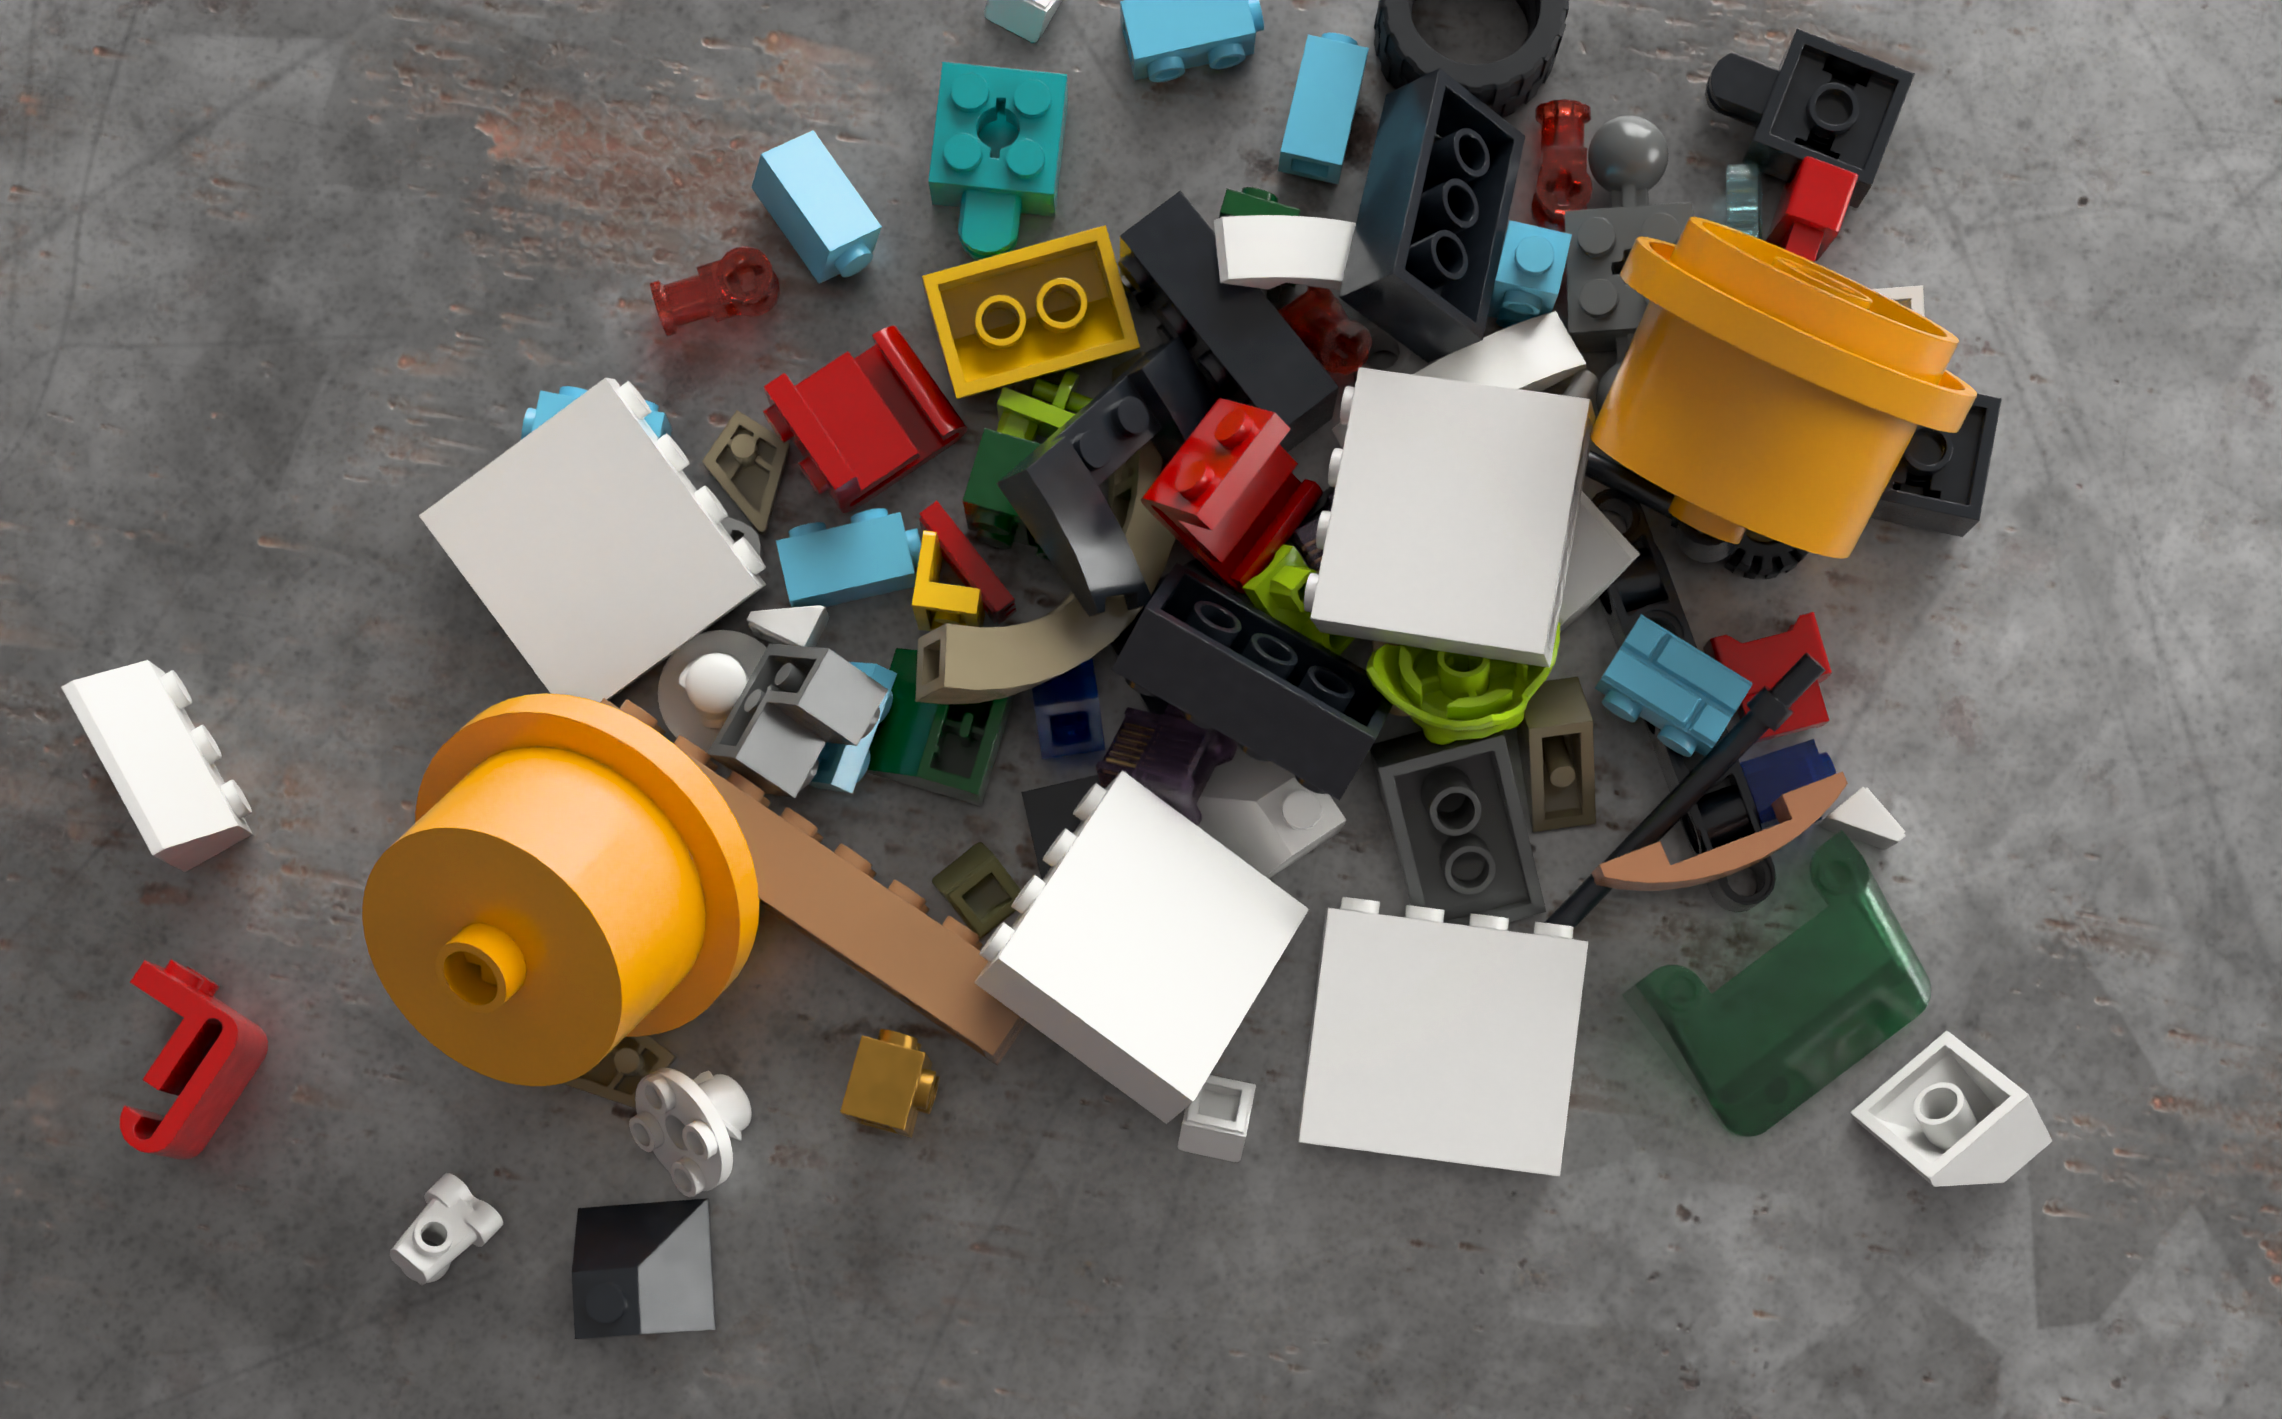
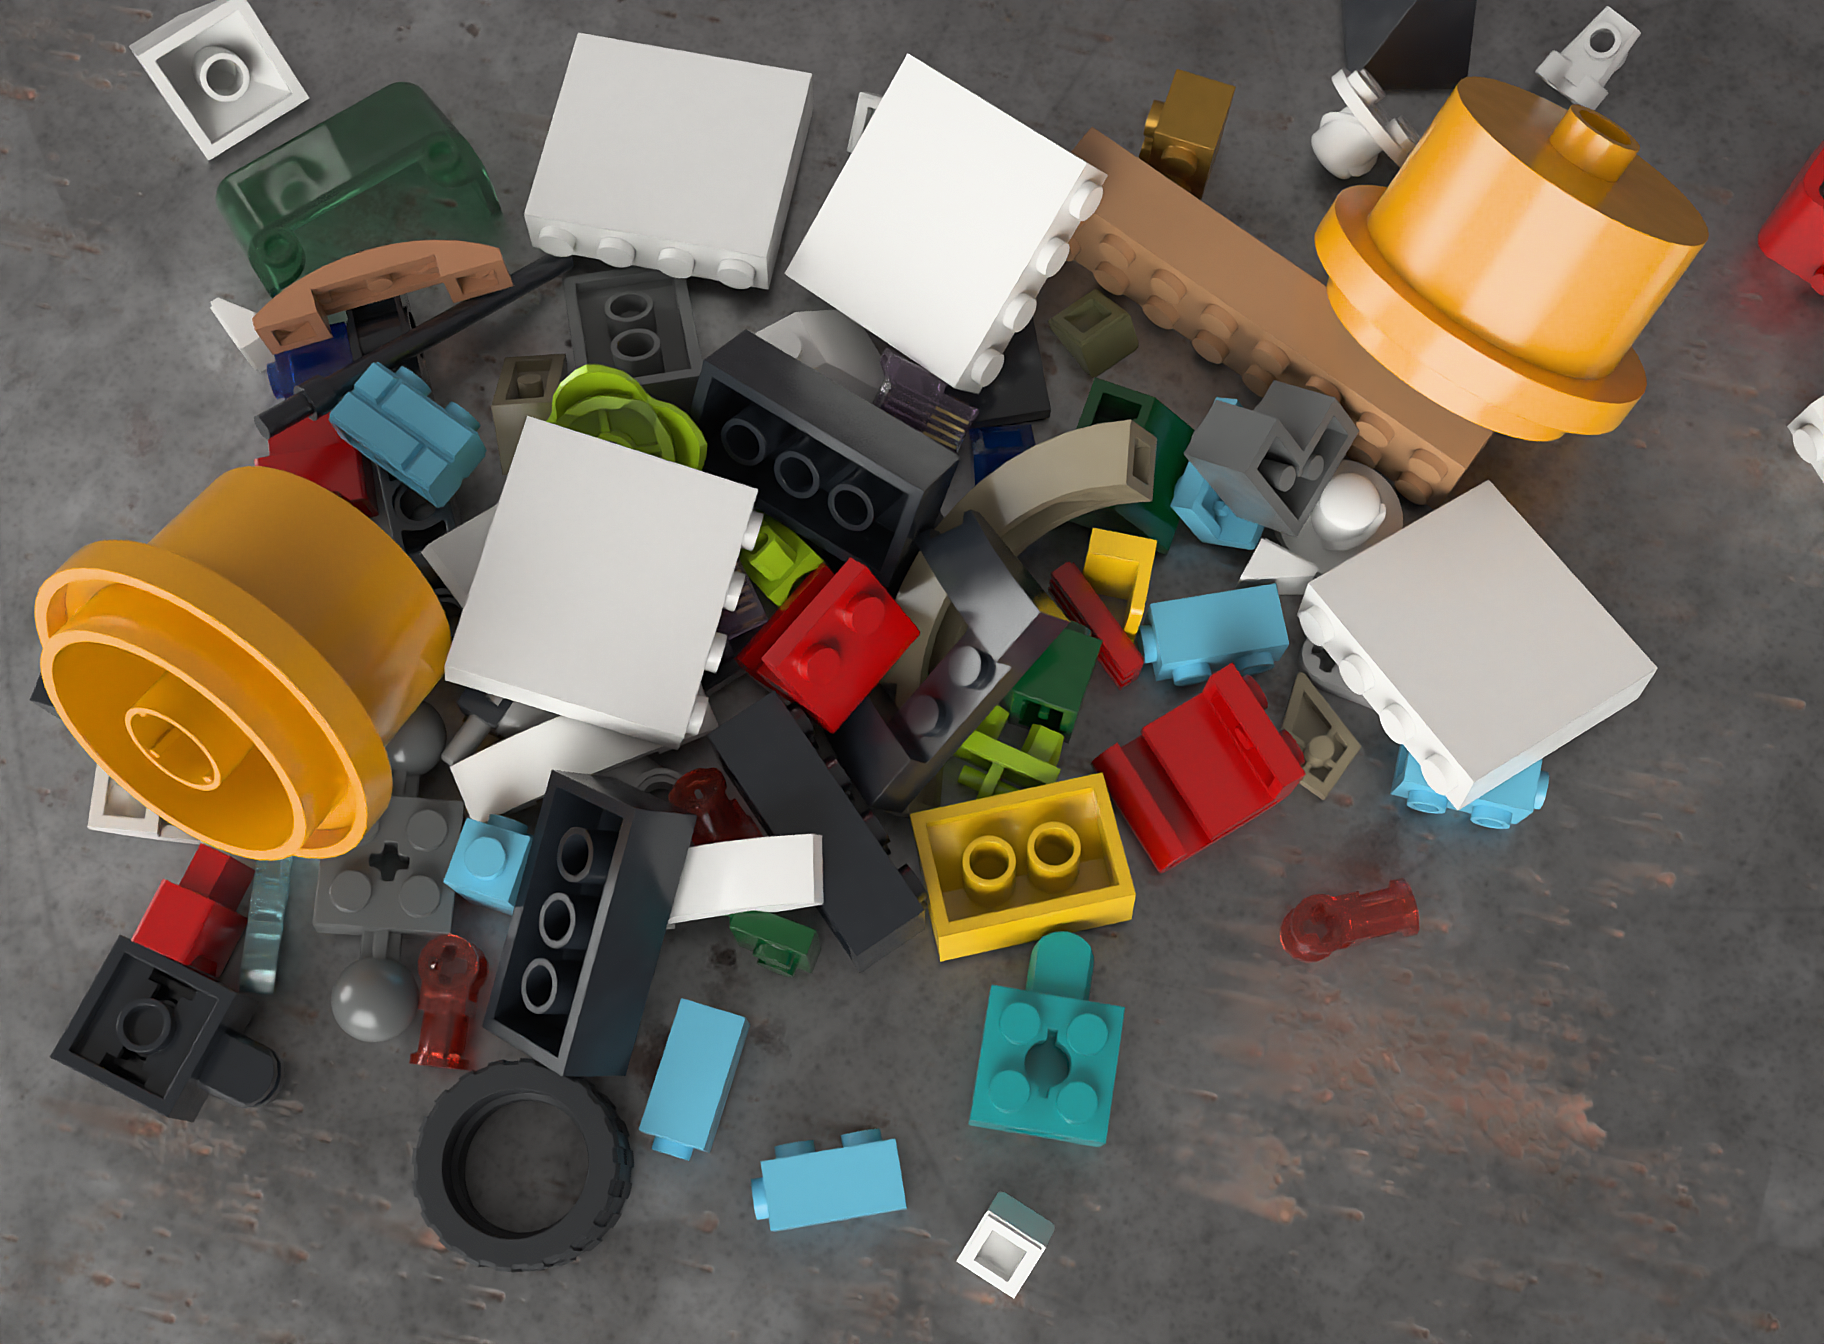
camera: 175 degrees left, 5 degrees down
(816, 207) = (1242, 998): brick -> none

